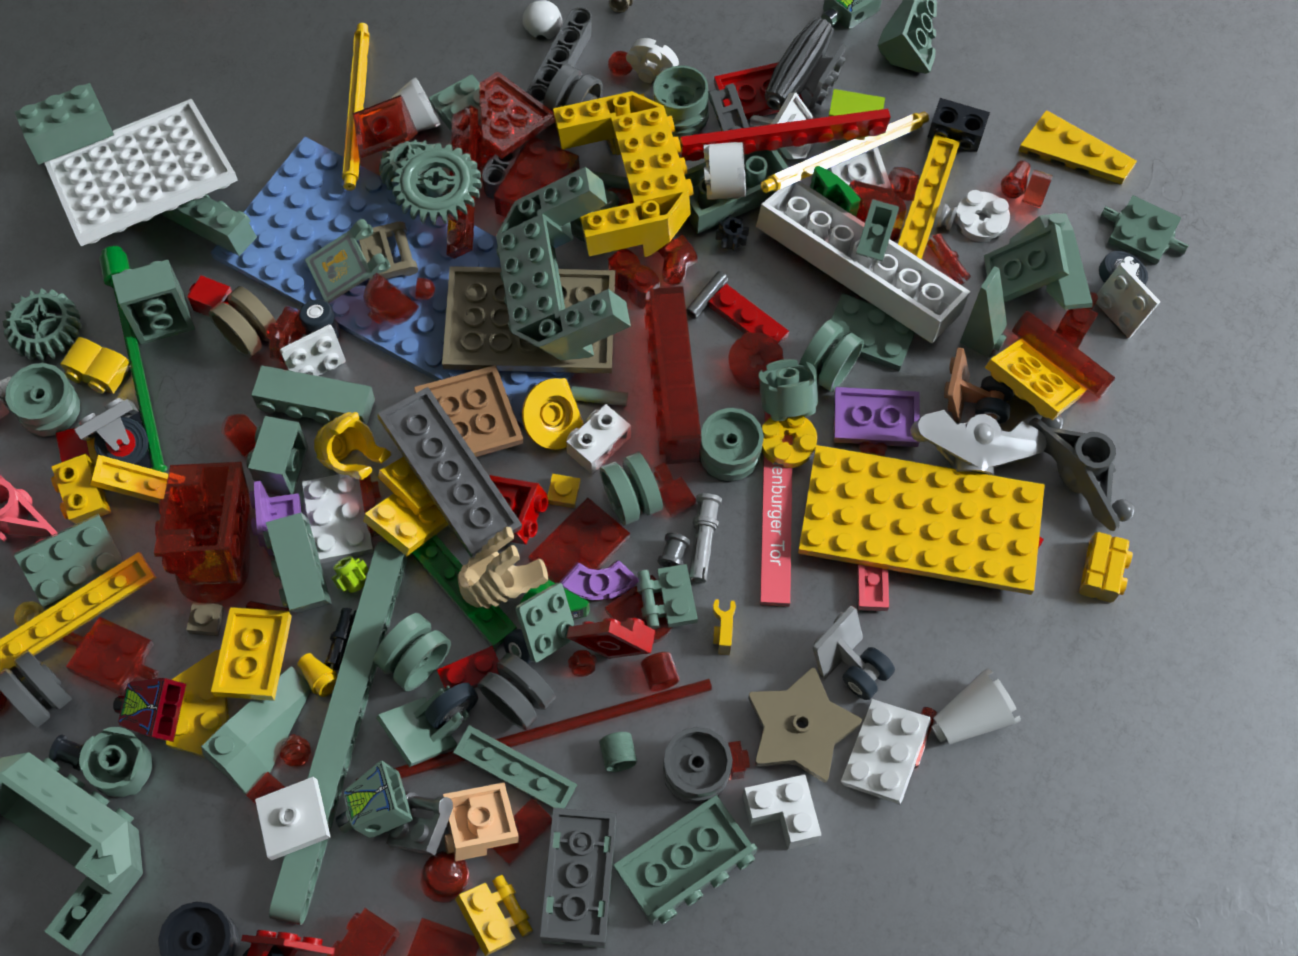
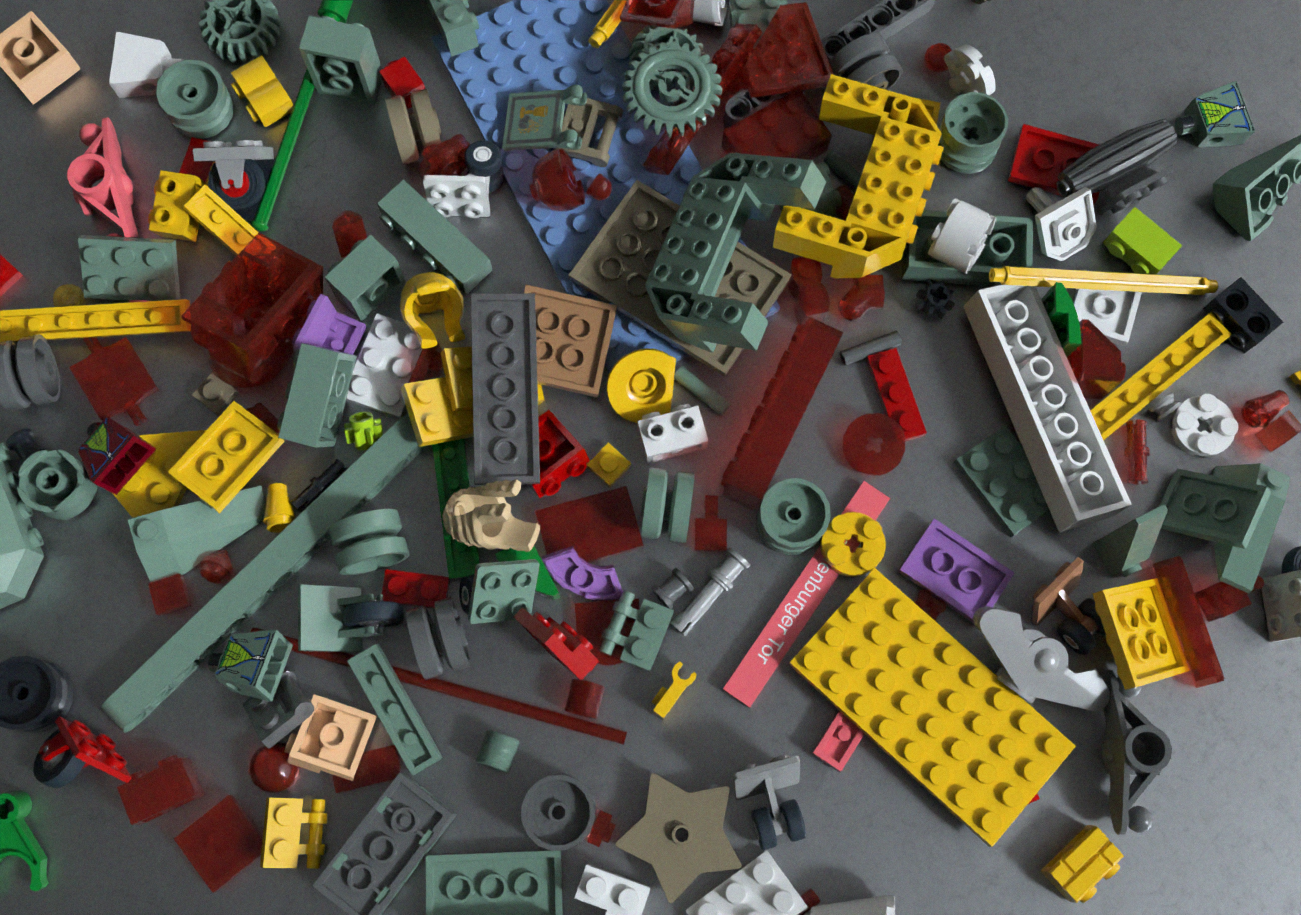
camera: 30 degrees right, 10 degrees up
(292, 818) = (169, 633): white plate -> none
(582, 663) = (520, 644): clear red plate -> none
(731, 116) = (1010, 179): dark grey plate -> none
(788, 389) = (881, 497): sand green brick -> none
(790, 133) = (1055, 232): red plate -> none
(832, 354) = (947, 485): sand green wheel -> none
(877, 230) = (1075, 388): sand green slope -> none
(904, 182) = (1143, 346): clear red plate -> none

